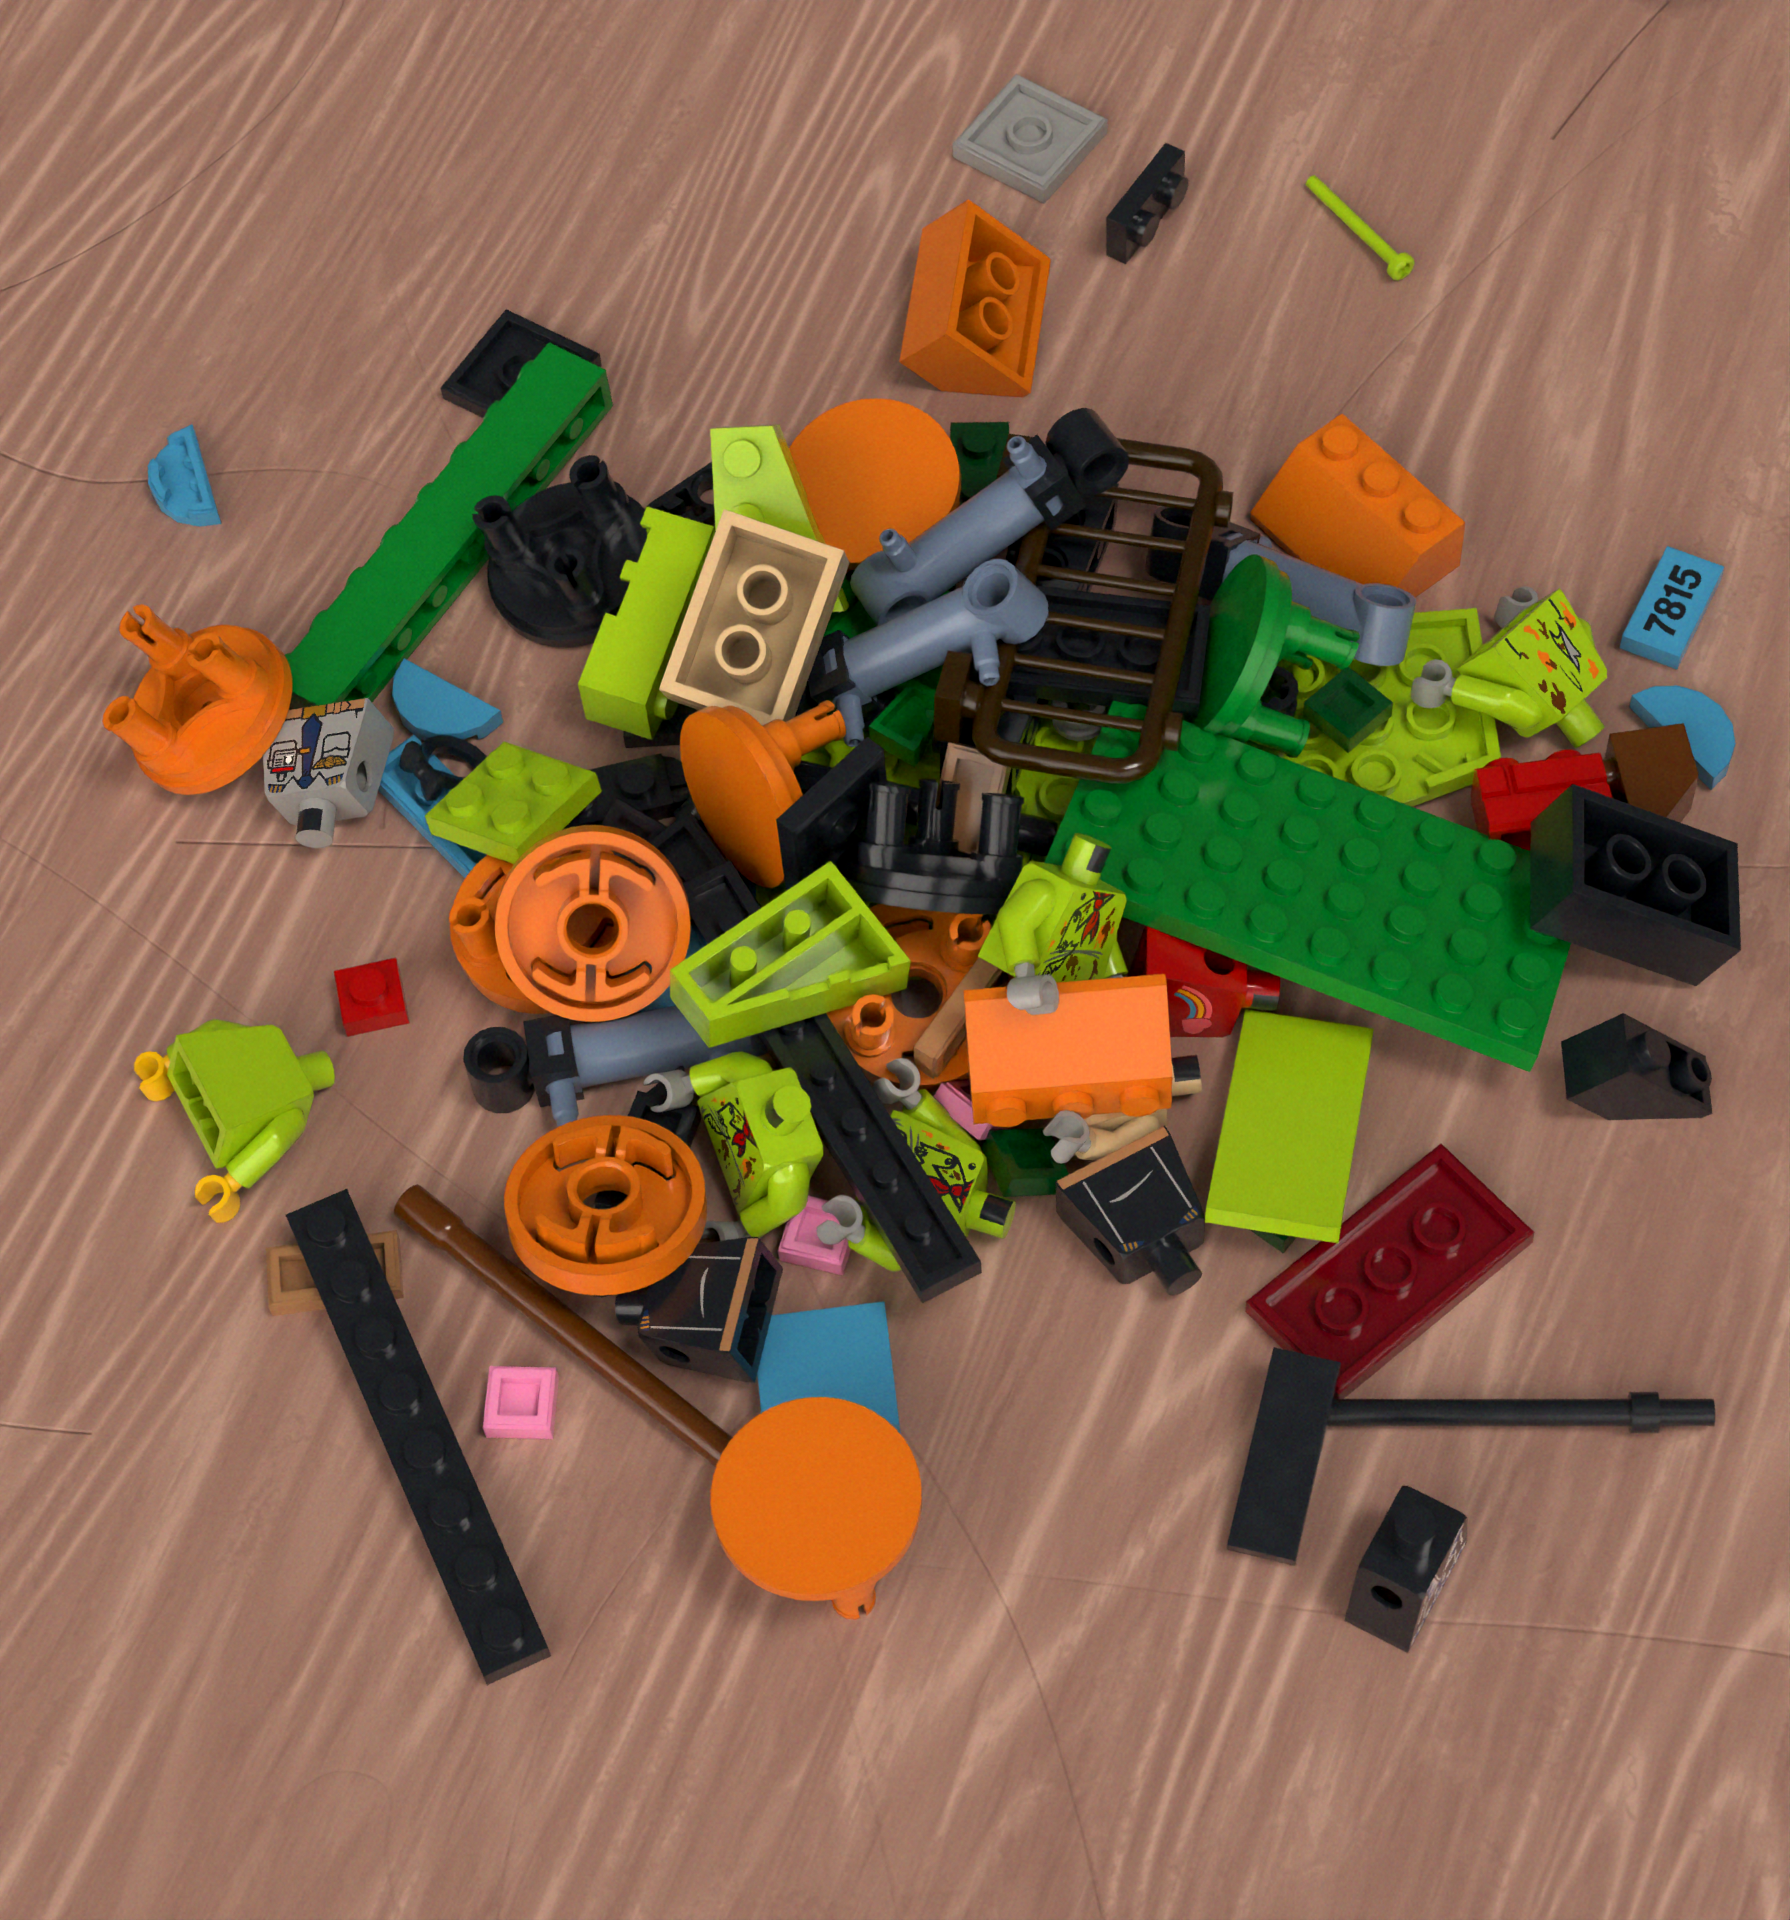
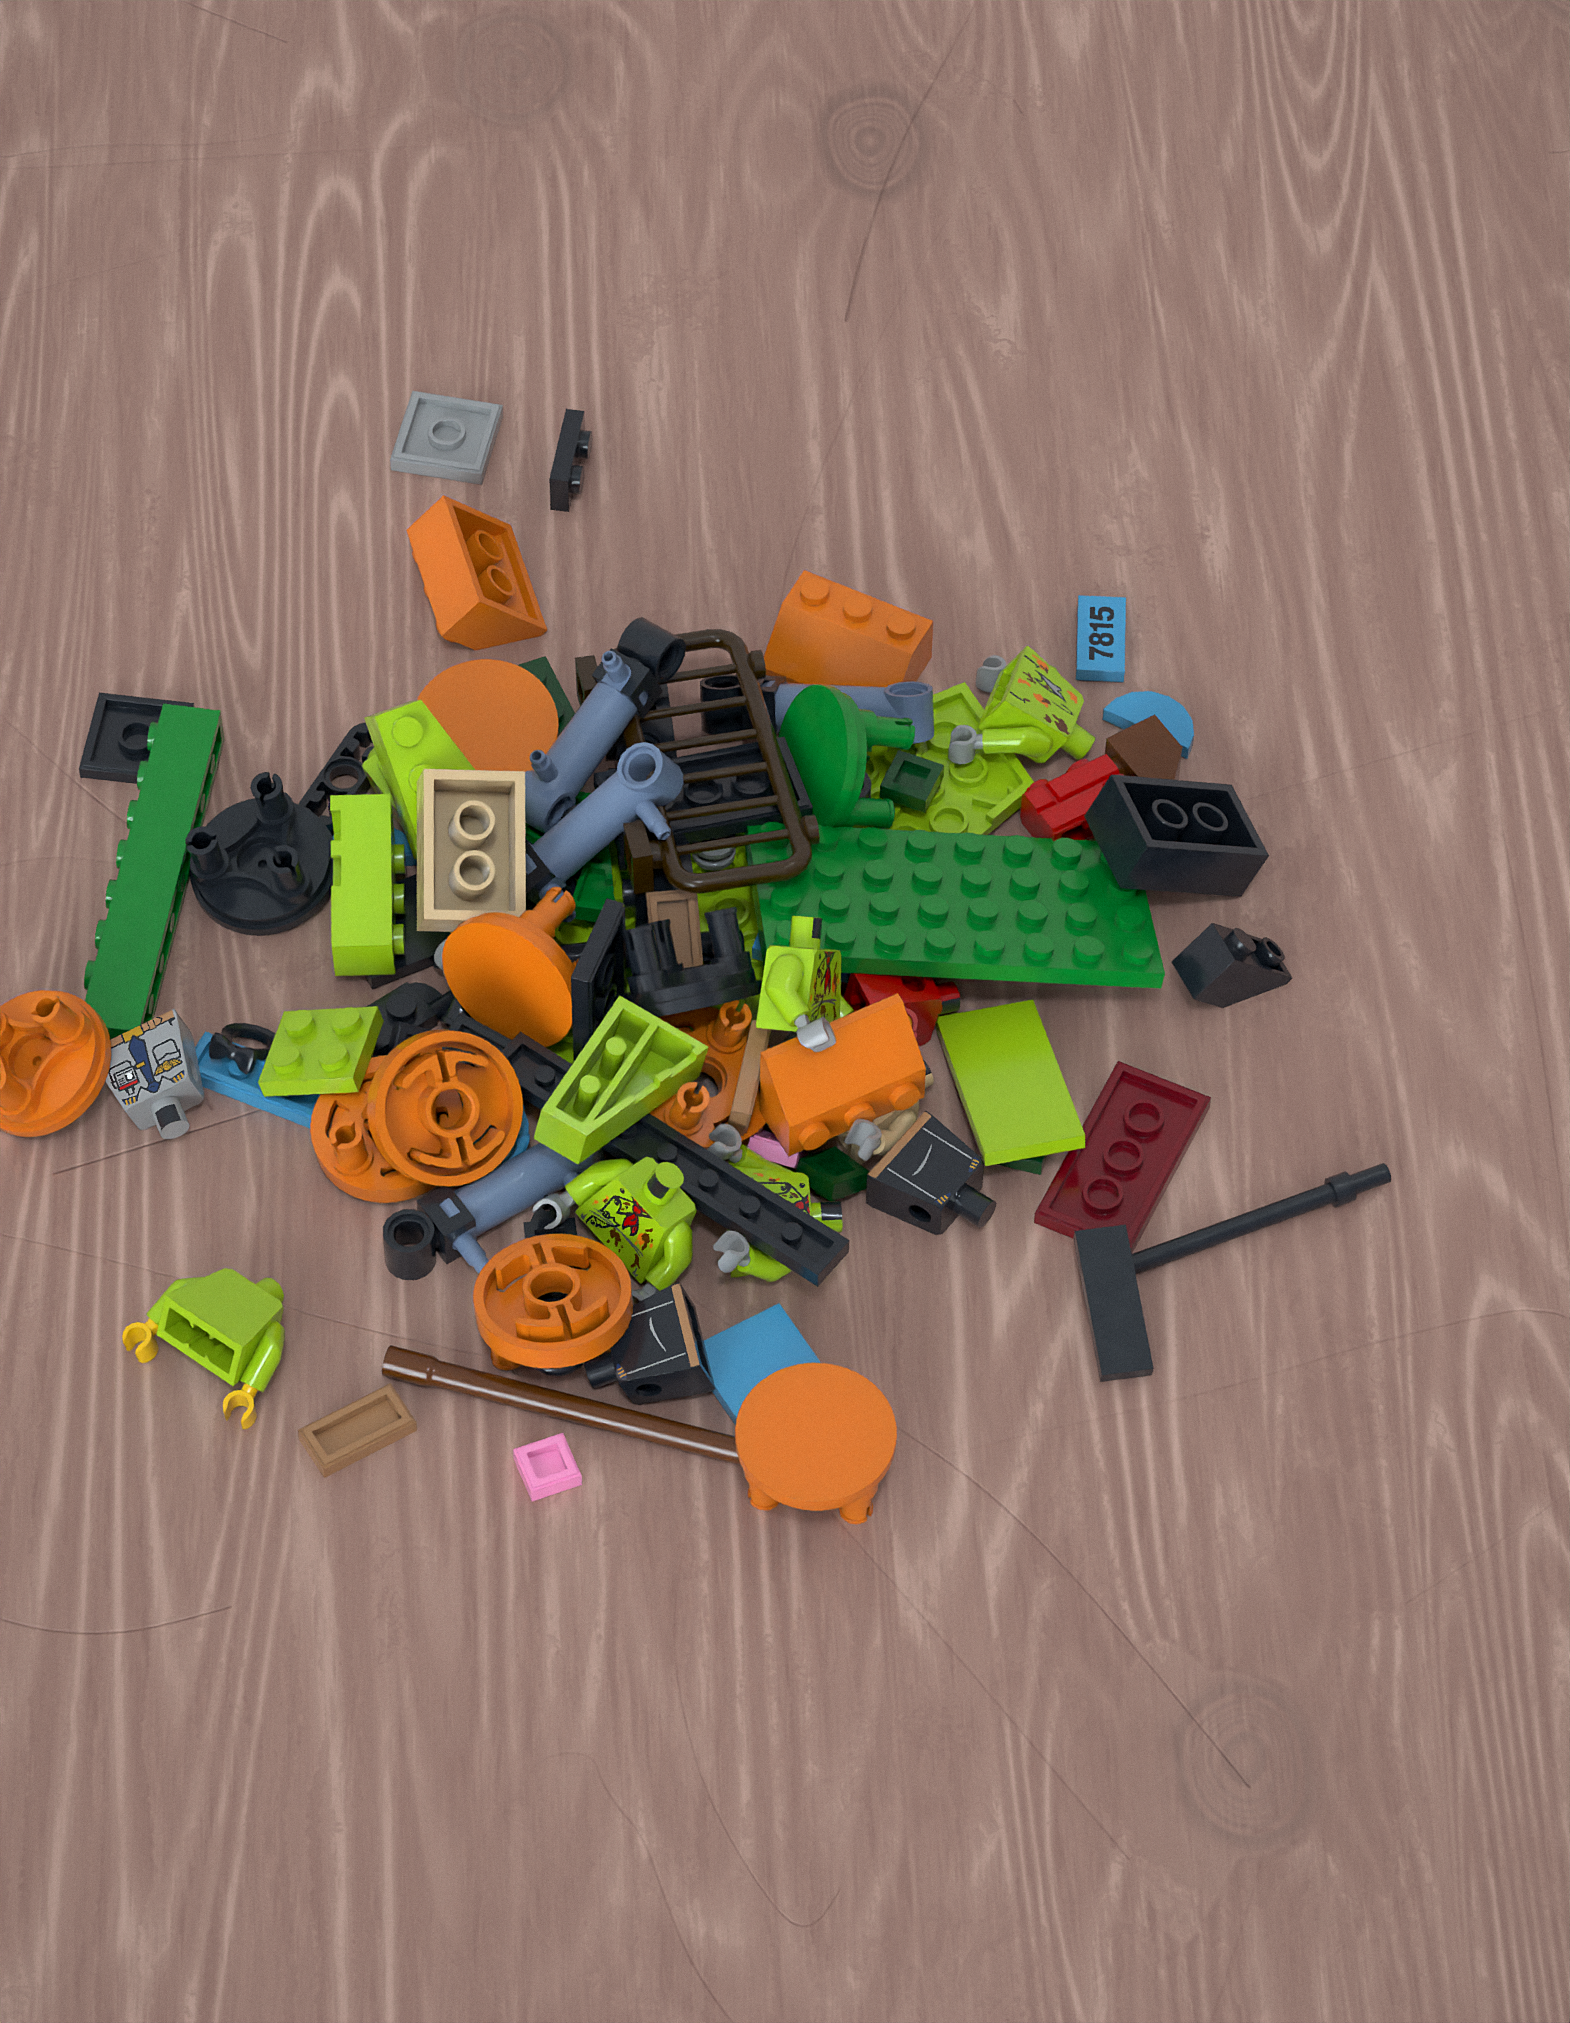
camera: 30 degrees left, 5 degrees down
(371, 997) = (276, 1230): red plate -> none
(418, 1438) = (484, 1513): black plate -> none
(436, 707) = (212, 1006): dark azure tile -> none
(802, 1246) = (705, 1280): bright pink tile -> none
(1398, 264) = (781, 450): lime piece -> none
(1413, 1559) = (1234, 1326): black torso -> none

